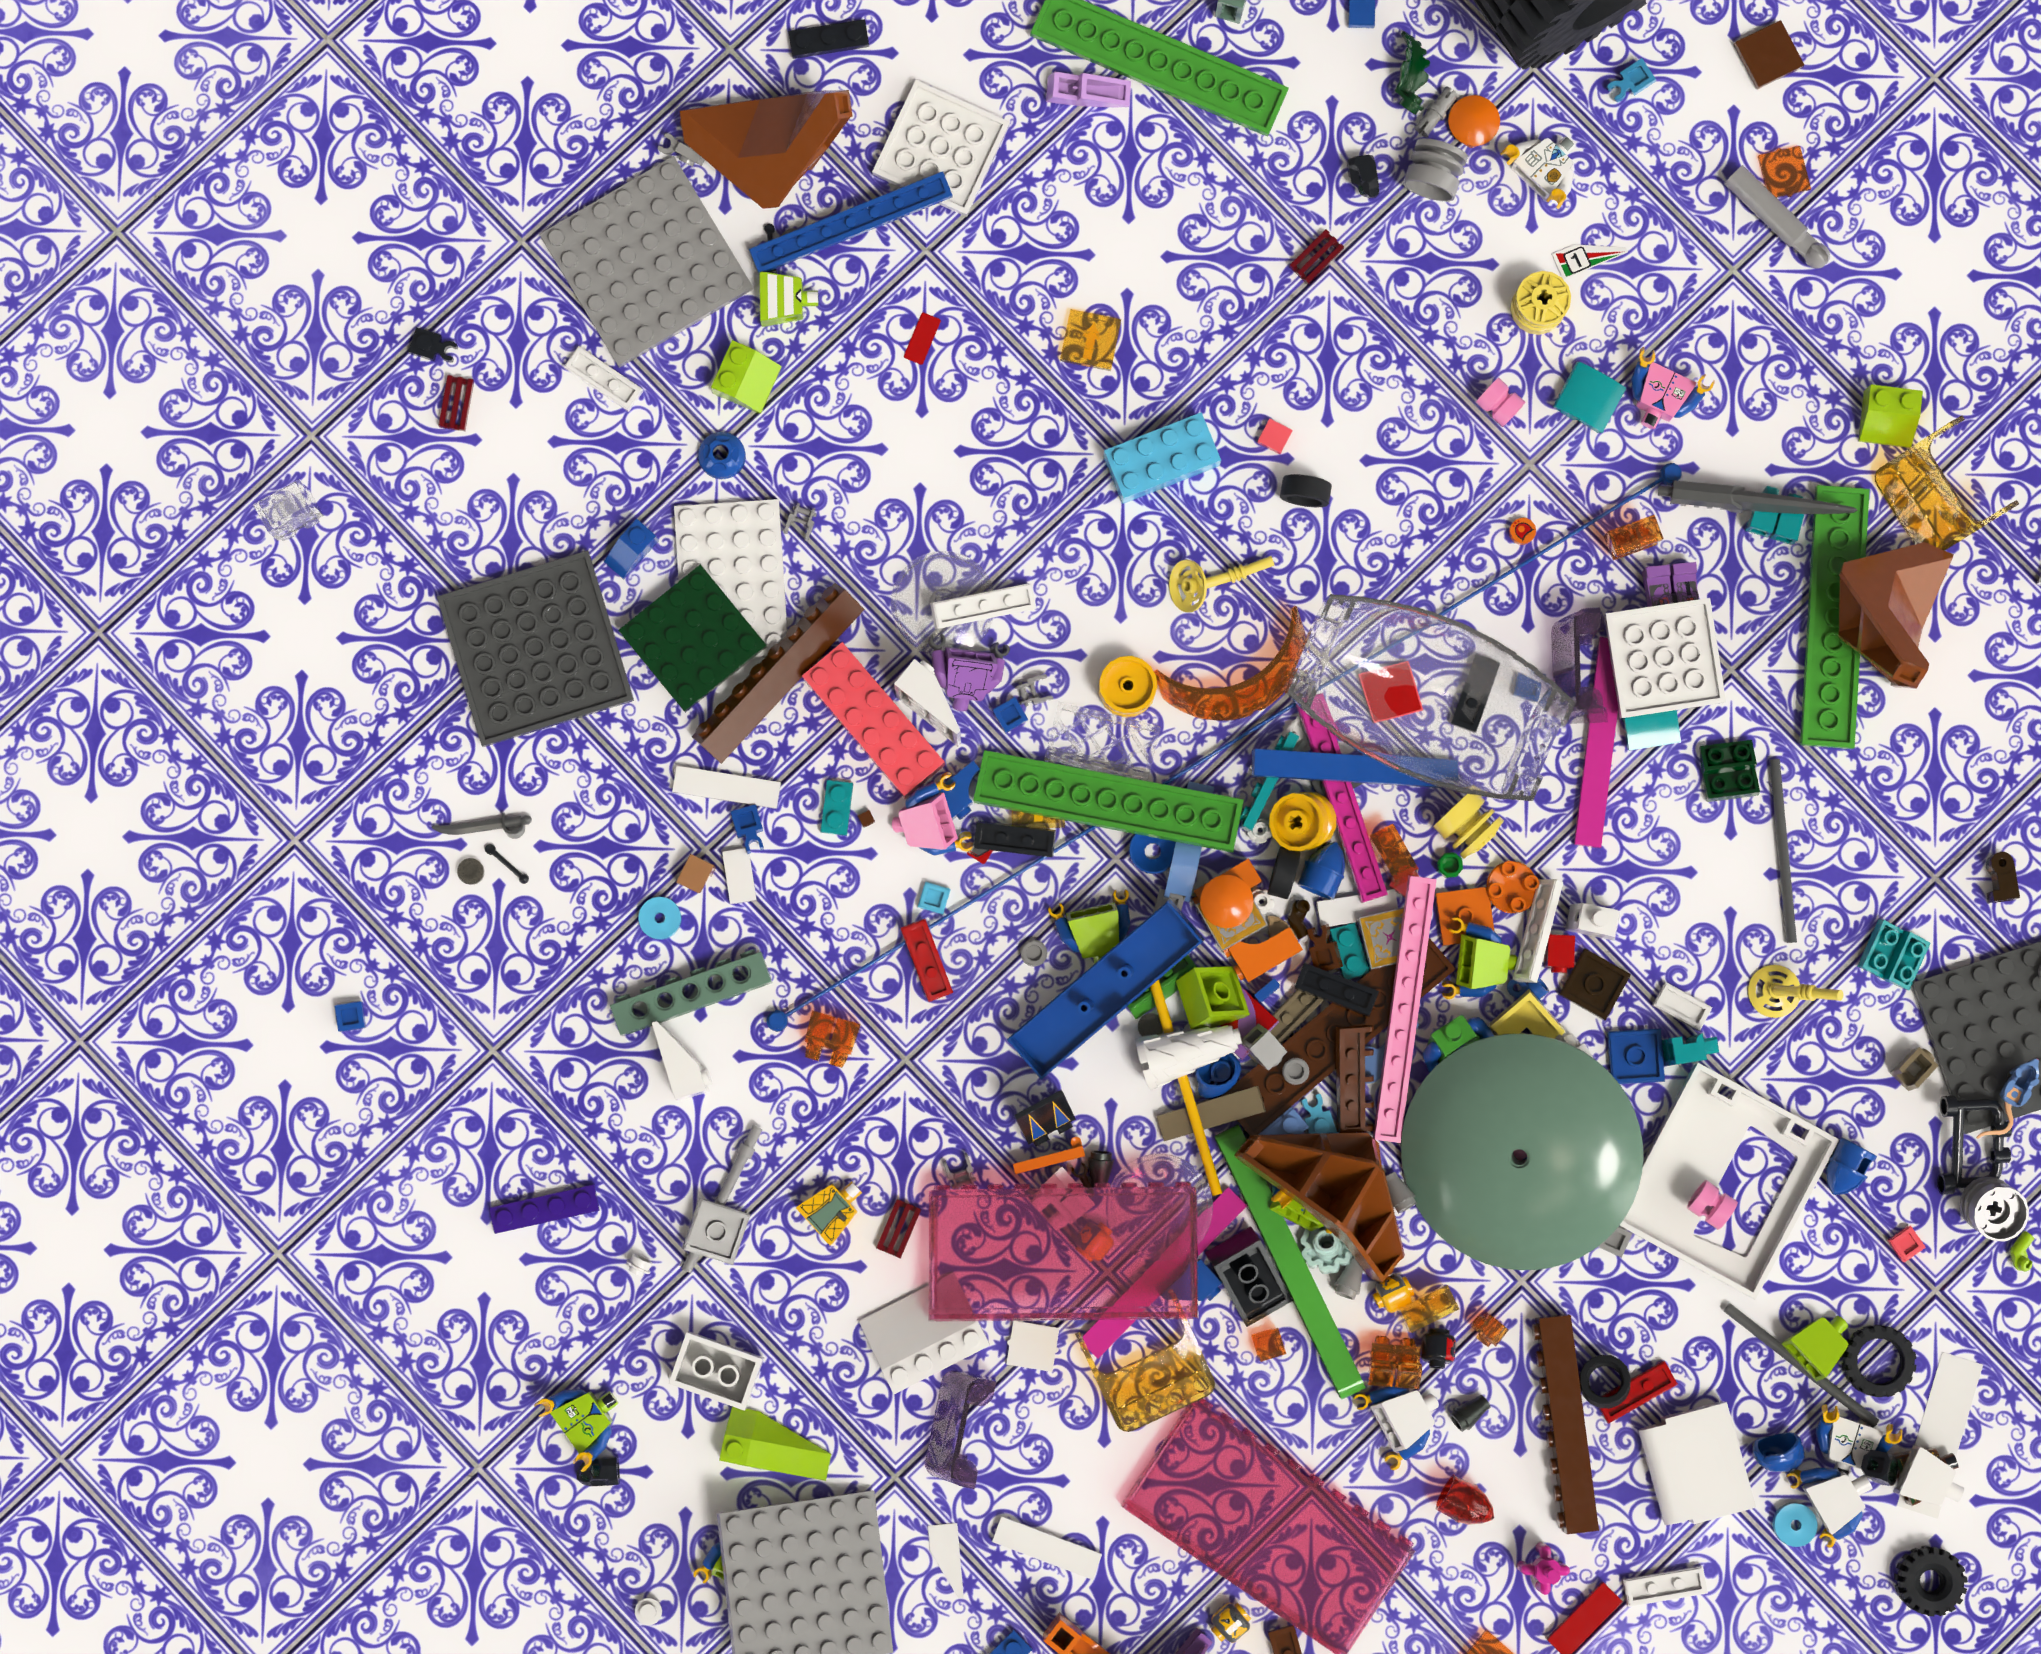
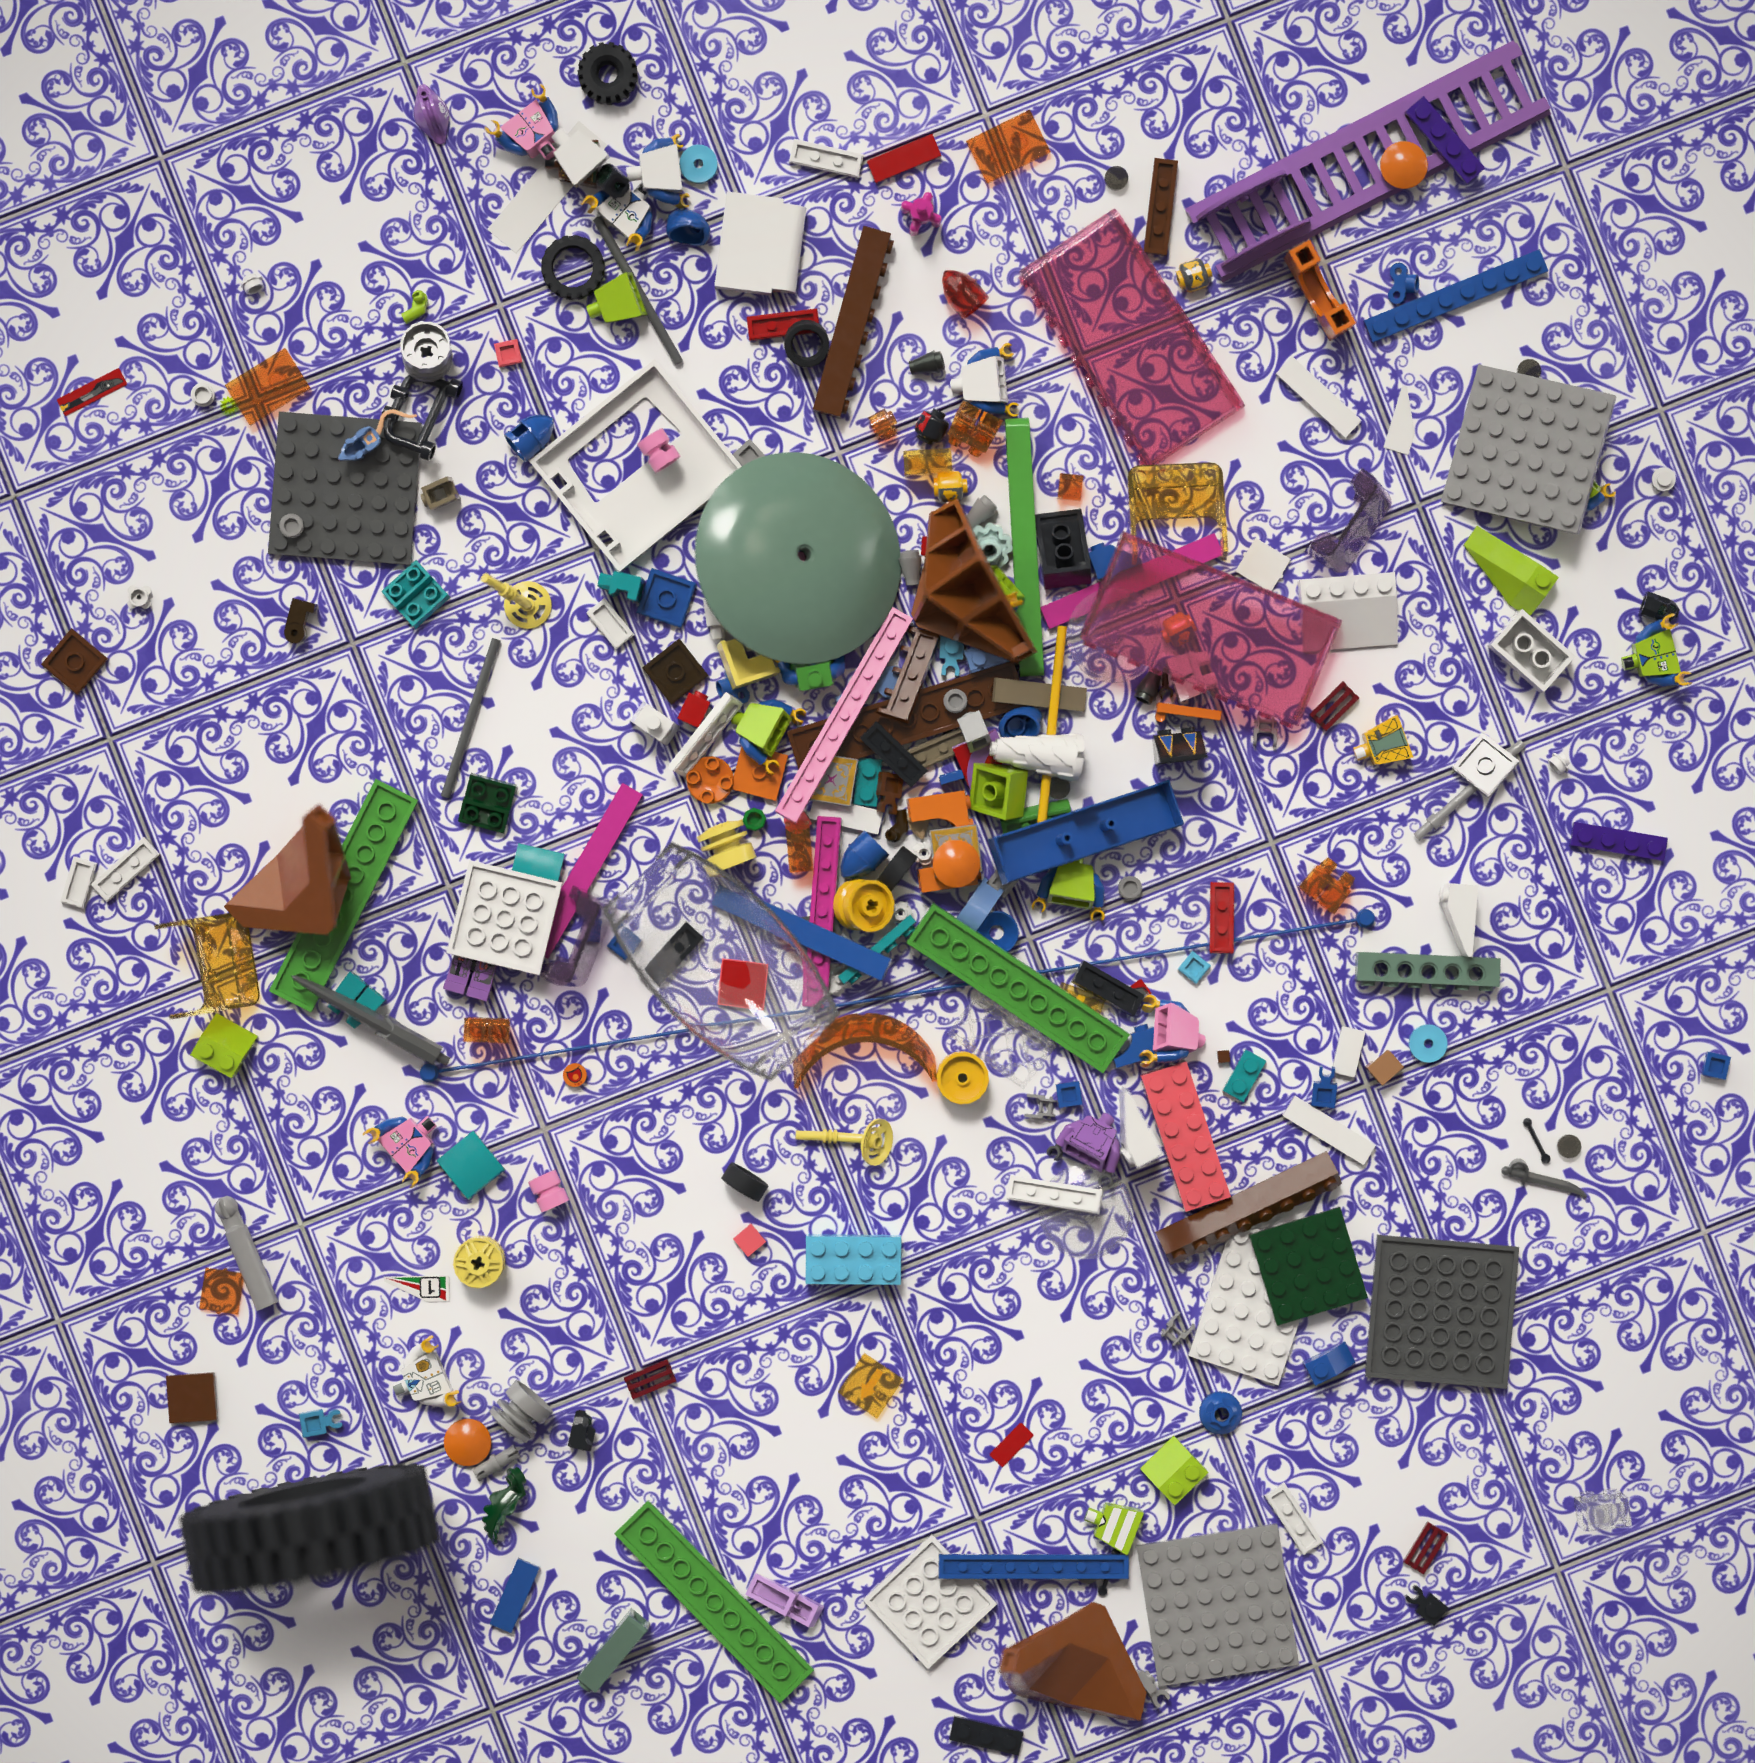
camera: 155 degrees left, 5 degrees up
(1987, 1488) = (530, 129): none -> torso

